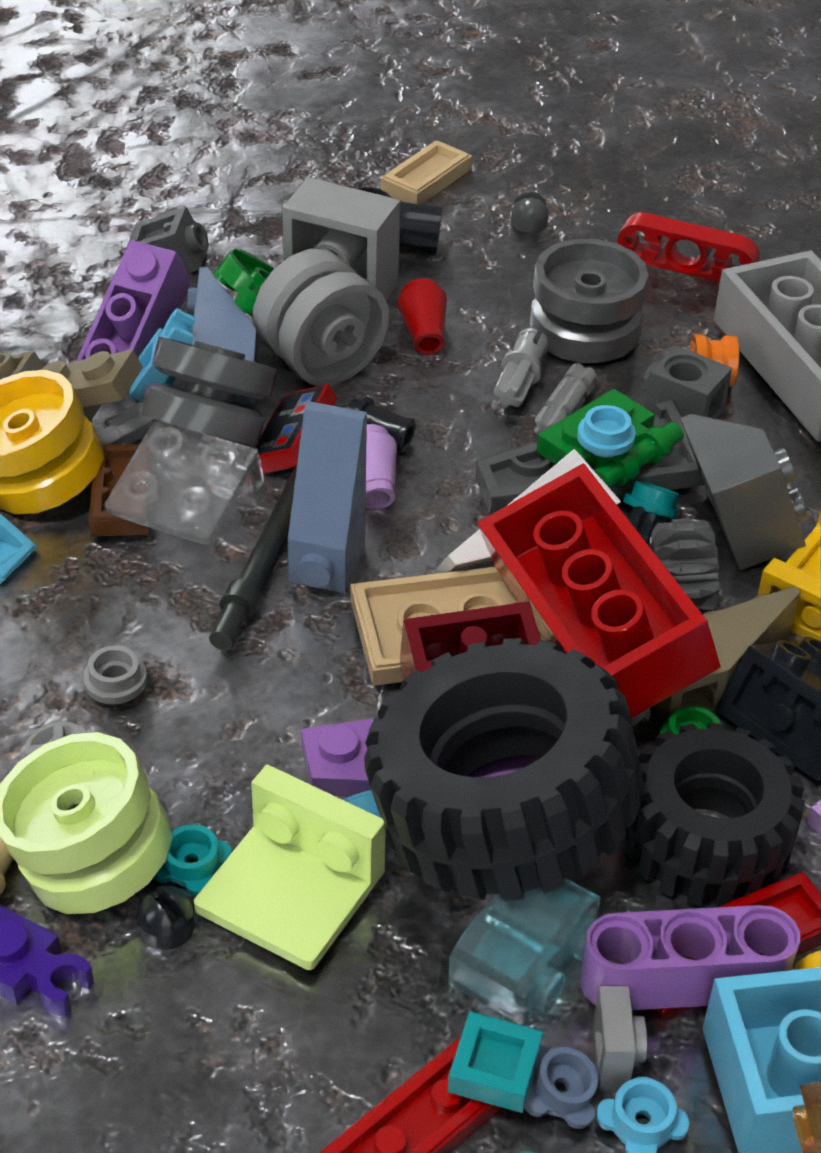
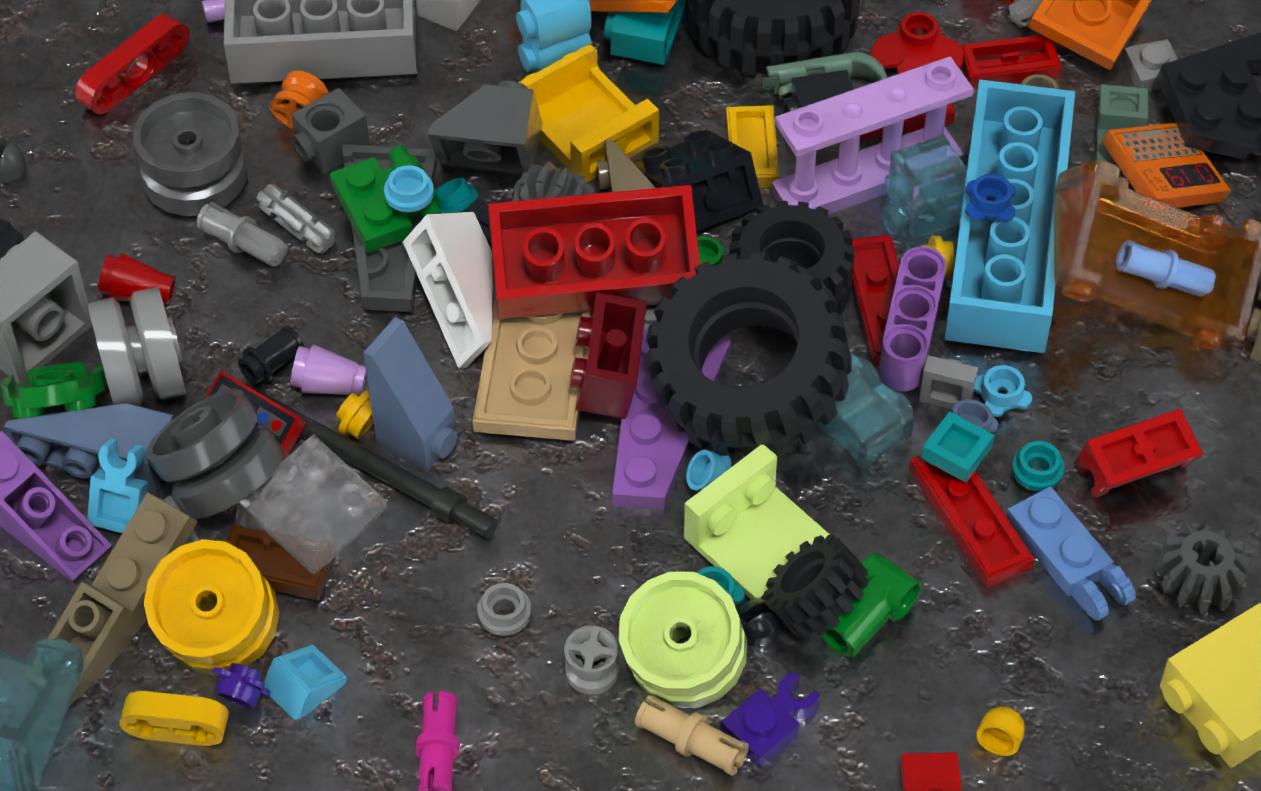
camera: 70 degrees left, 10 degrees up
(204, 943) = (816, 586): none -> black tyre
(230, 1031) = (886, 597): none -> green piece

